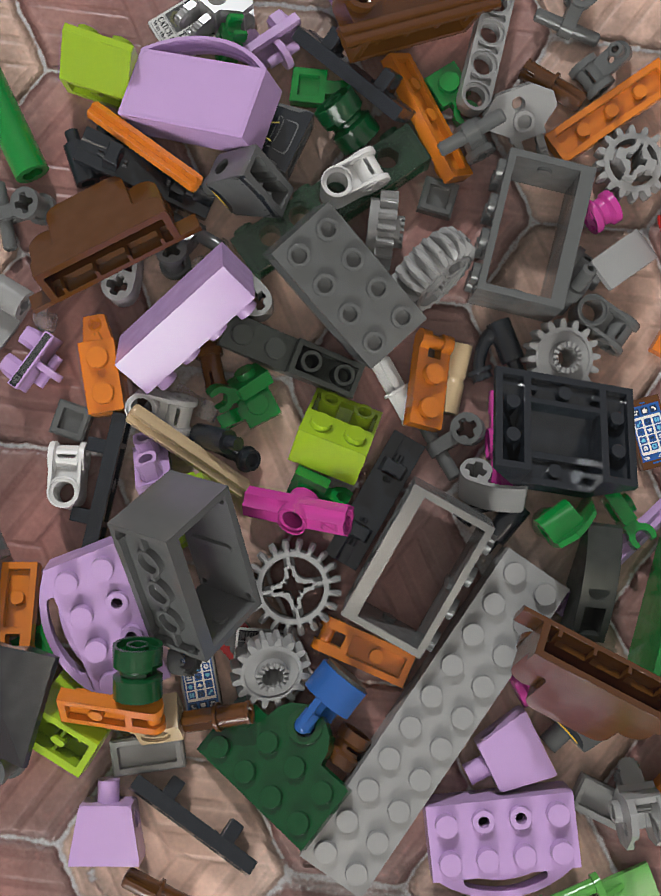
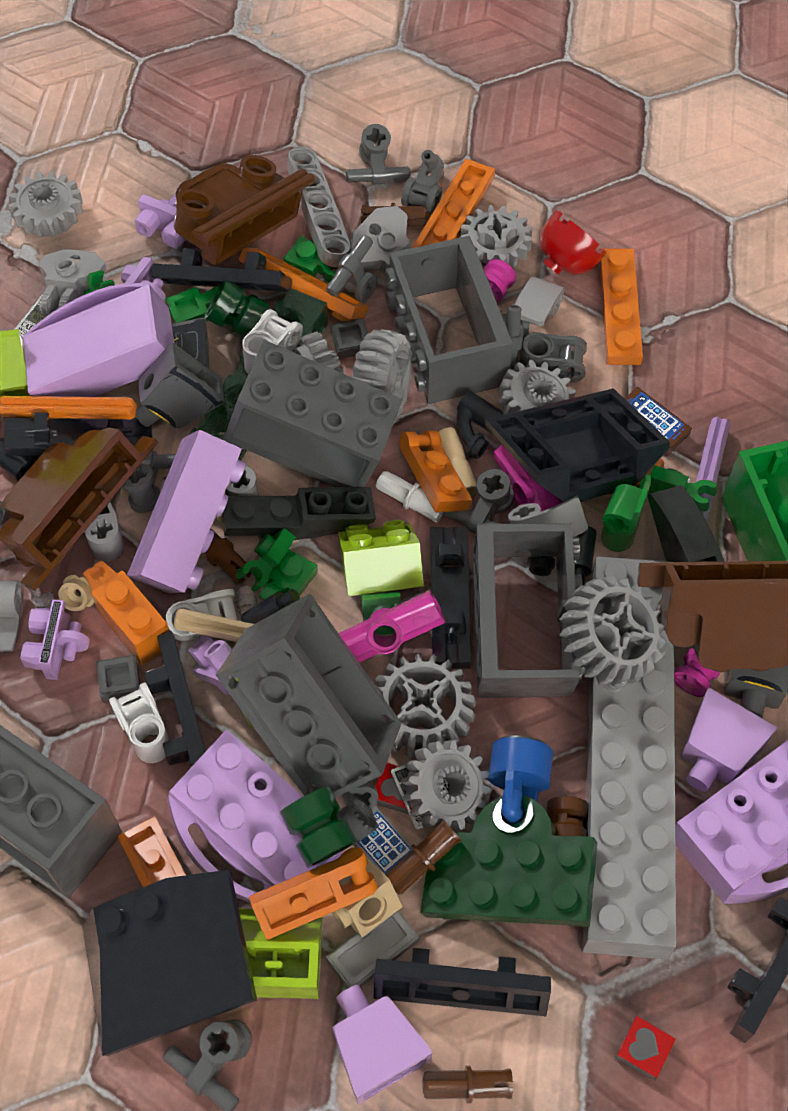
camera: 25 degrees left, 25 degrees down
(71, 327) = (72, 599): none -> tan plate
(364, 651) = (552, 723): orange plate -> none
(479, 620) = (603, 637): none -> light grey gear

